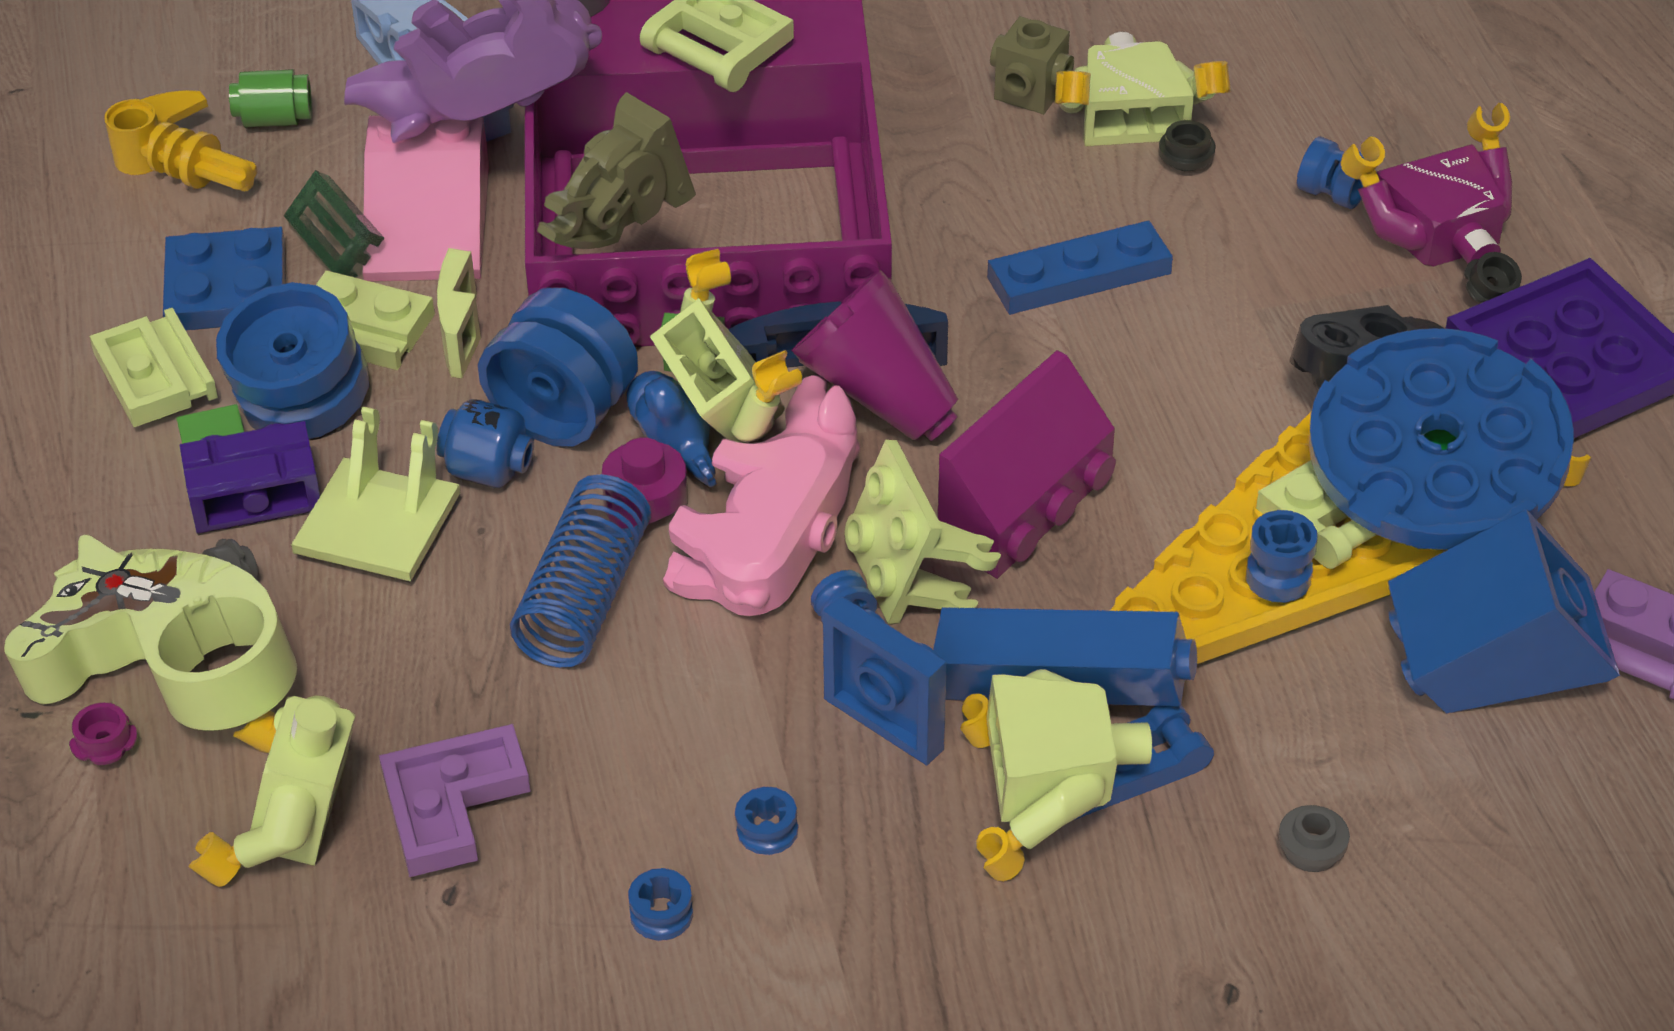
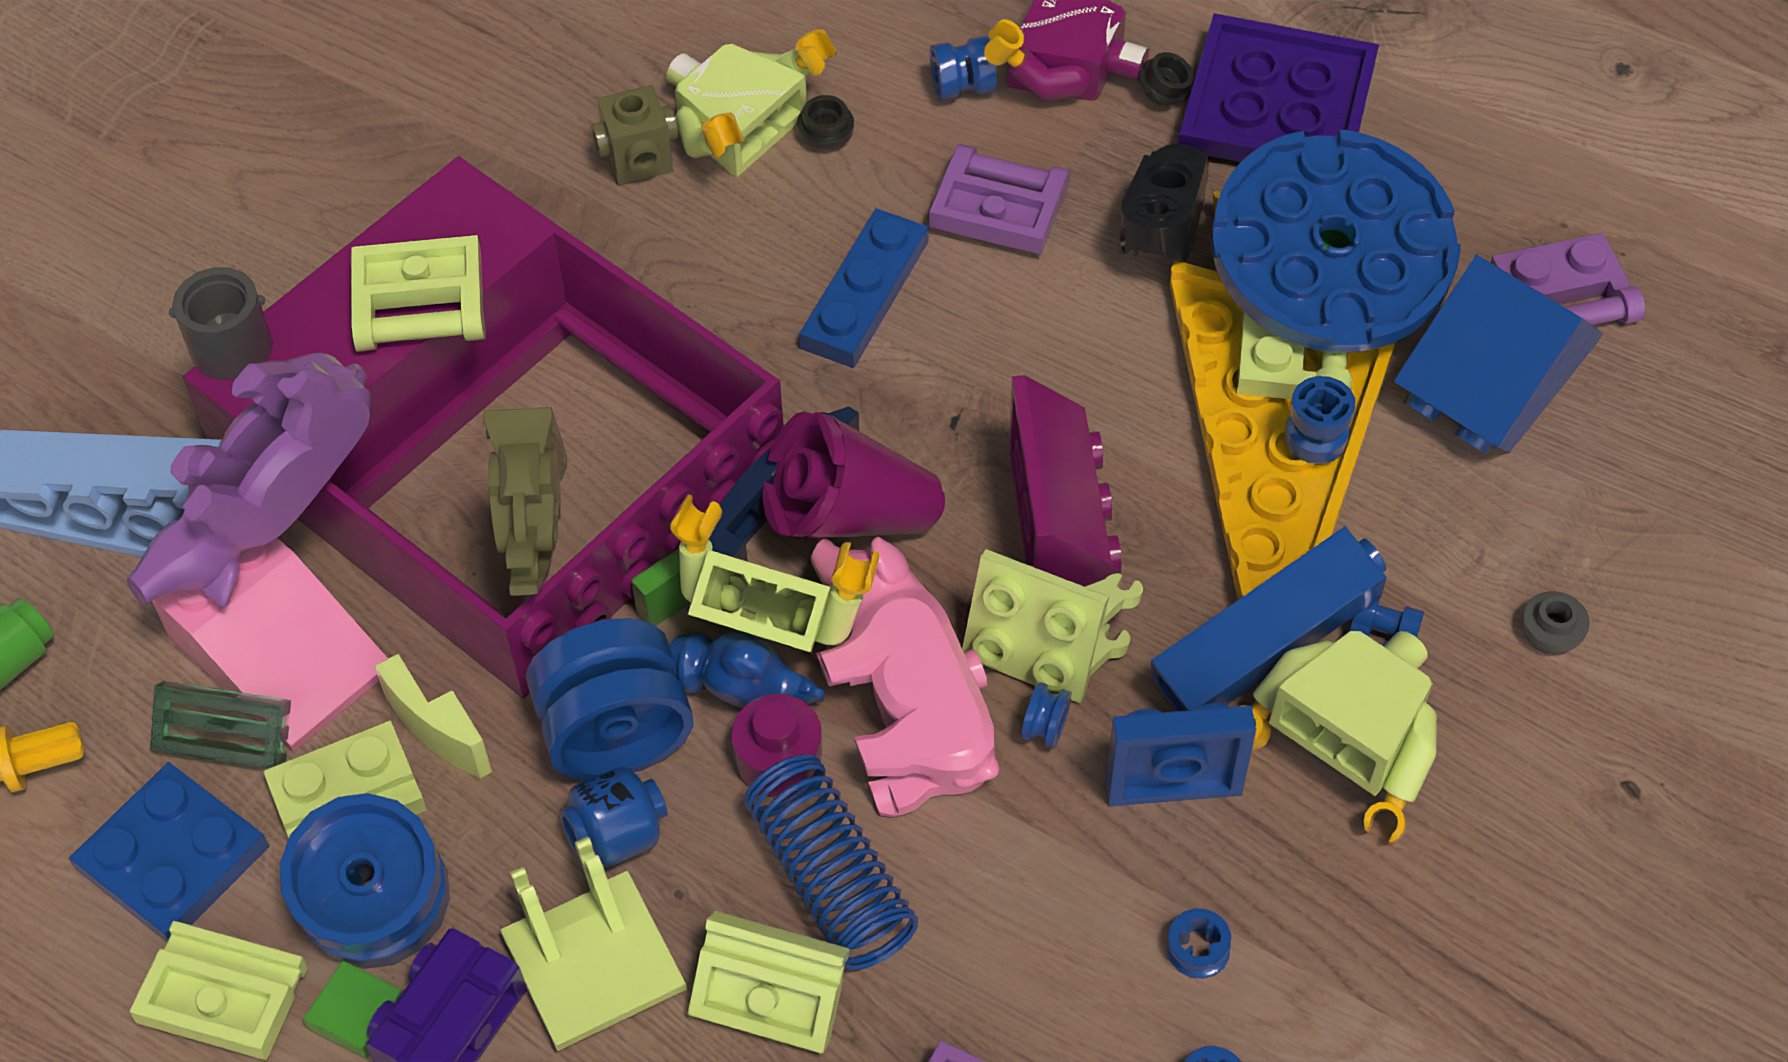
camera: 45 degrees left, 10 degrees up
(452, 606) = (768, 982): none -> yellowish green plate
(1241, 284) = (998, 200): none -> medium lavender plate

